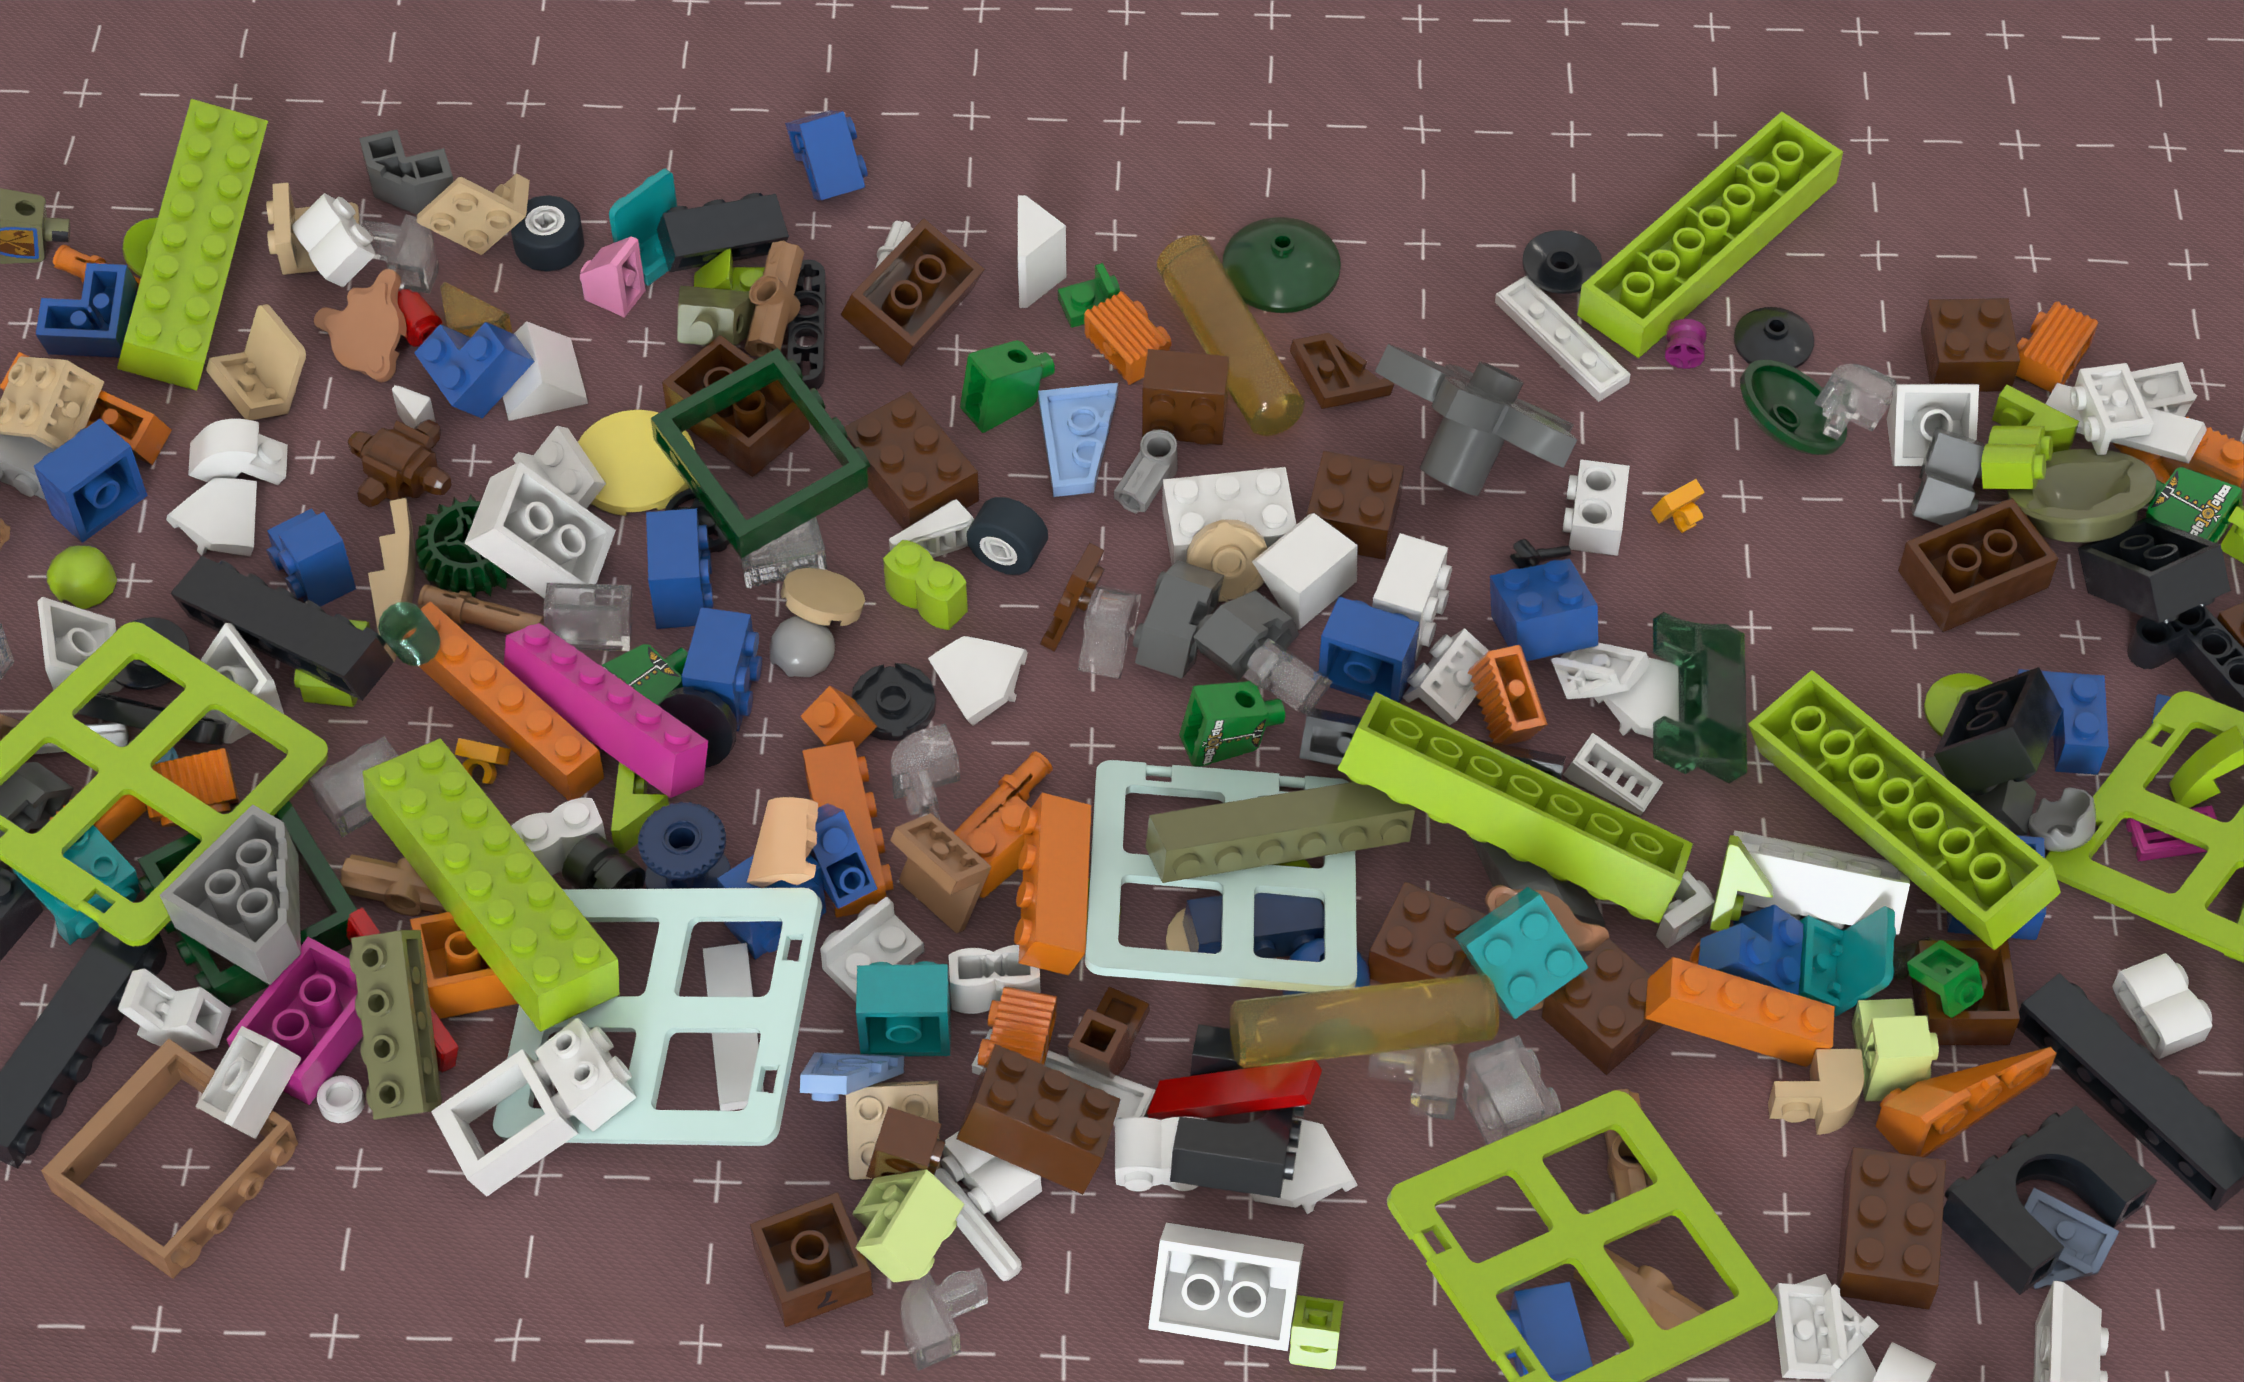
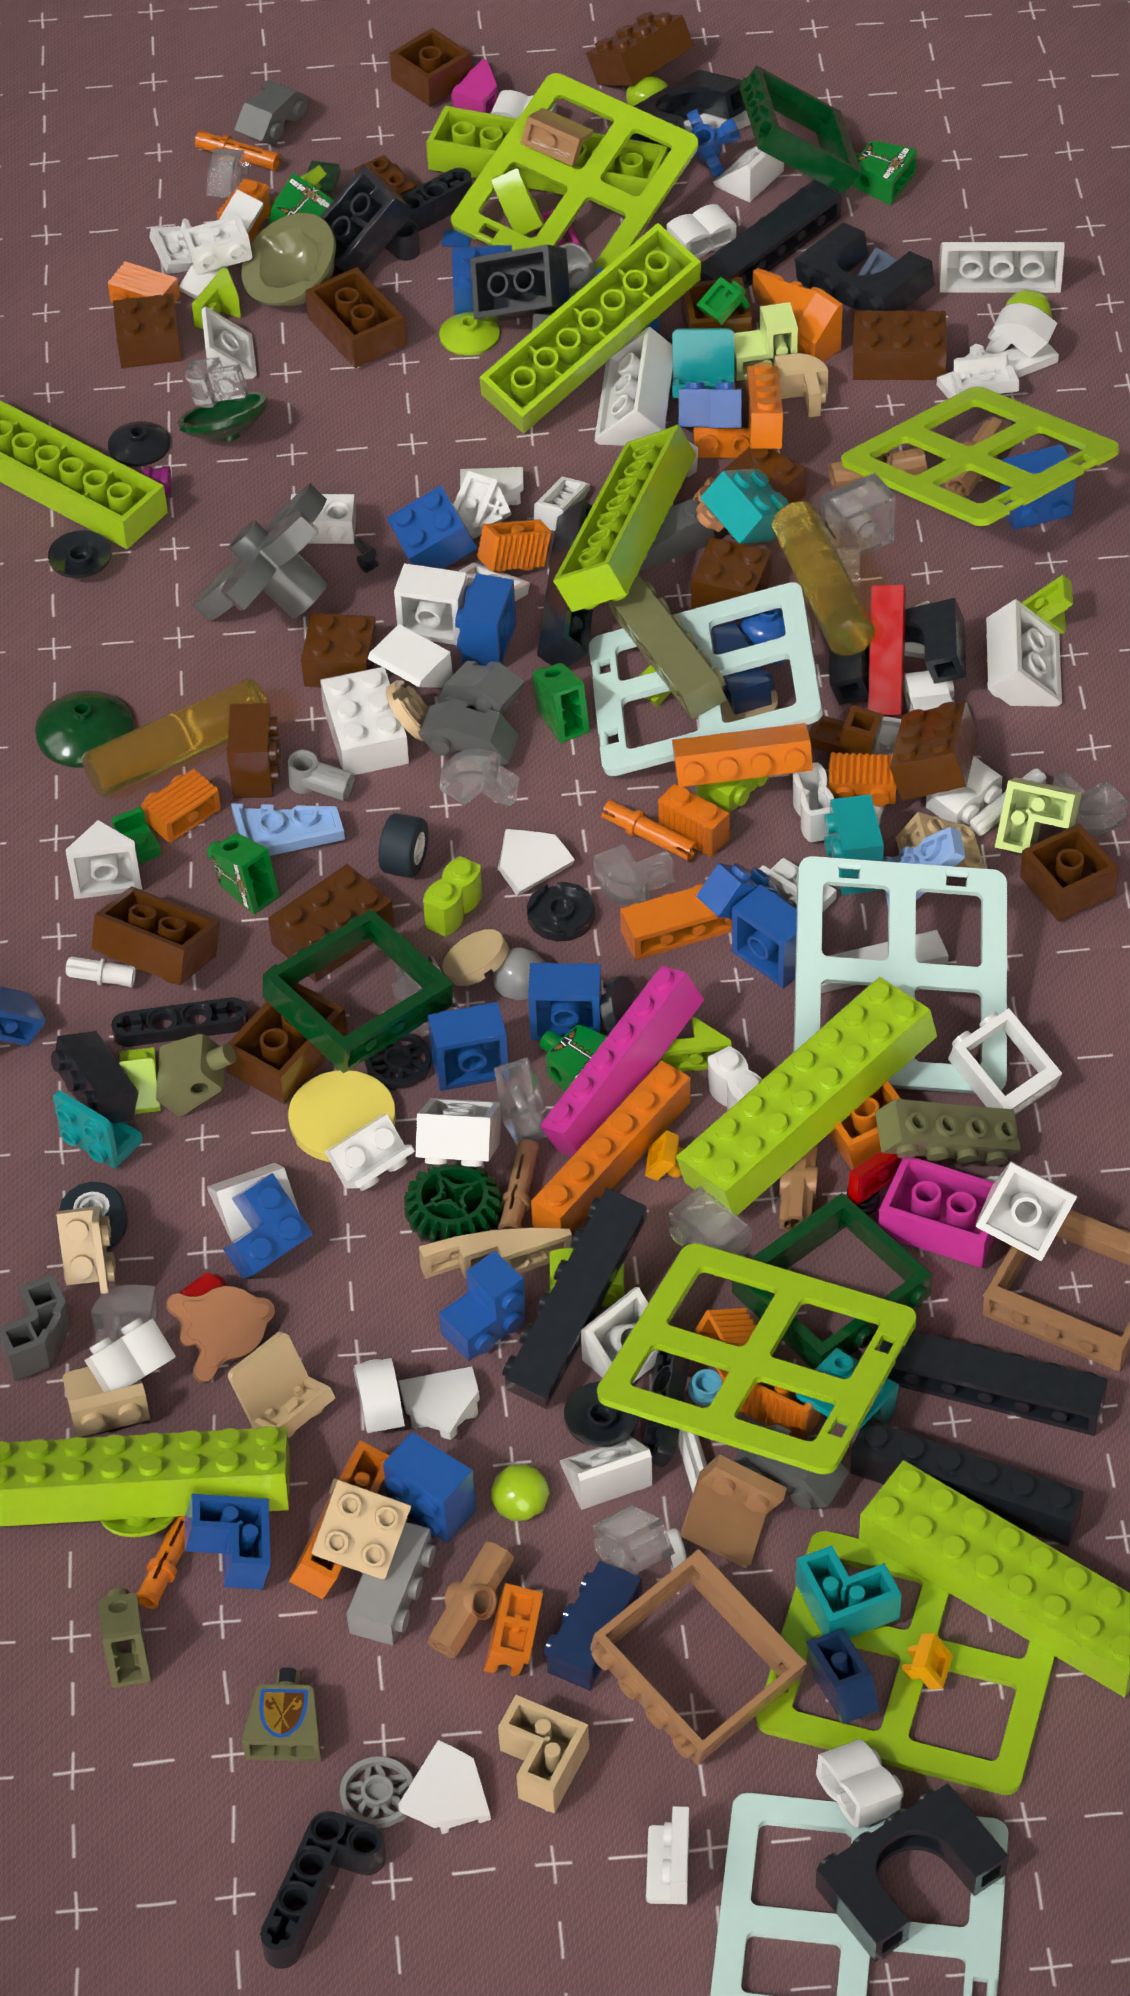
camera: 95 degrees left, 5 degrees down
(186, 1016) = (955, 1305): white brick -> none
(243, 896) = (861, 1239): light grey brick -> none
(397, 622) = (585, 1169): clear green piece -> none
(399, 462) = (373, 1268): reddish brown piece -> none
(412, 406) = (312, 1275): white slope -> none
(467, 313) = (199, 1254): clear yellow slope -> none
(586, 1073) = (964, 1004): white brick -> none
(597, 865) = (767, 1047): pearl dark grey wheel -> none
(614, 277) = (147, 1148): bright pink slope -> none
(683, 847) = (750, 991): dark blue hose -> none
(774, 299) = (145, 1027): medium nougat piece -> none
(785, 842) = (762, 885): light nougat slope -> none
(838, 718) = (597, 926): orange brick -> none
(905, 1145) = (984, 811): reddish brown brick -> none
(939, 531) = (404, 903): white slope -> none
(940, 869) = (731, 831): medium nougat bracket -> none
(1076, 595) = (455, 797): reddish brown wing -> none
(1287, 676) = (521, 659): clear brick -> none
(1336, 373) = (201, 678): reddish brown wing -> none
(1562, 338) = (150, 557): white tile -> none
(1681, 506) = (313, 472): light orange tile -> none
(1711, 698) = (492, 444): clear green bracket -> none
(1737, 874) = (662, 411): slope -> none
(1948, 478) = (266, 337): brick -> none
(2015, 457) = (265, 292): lime brick -> none

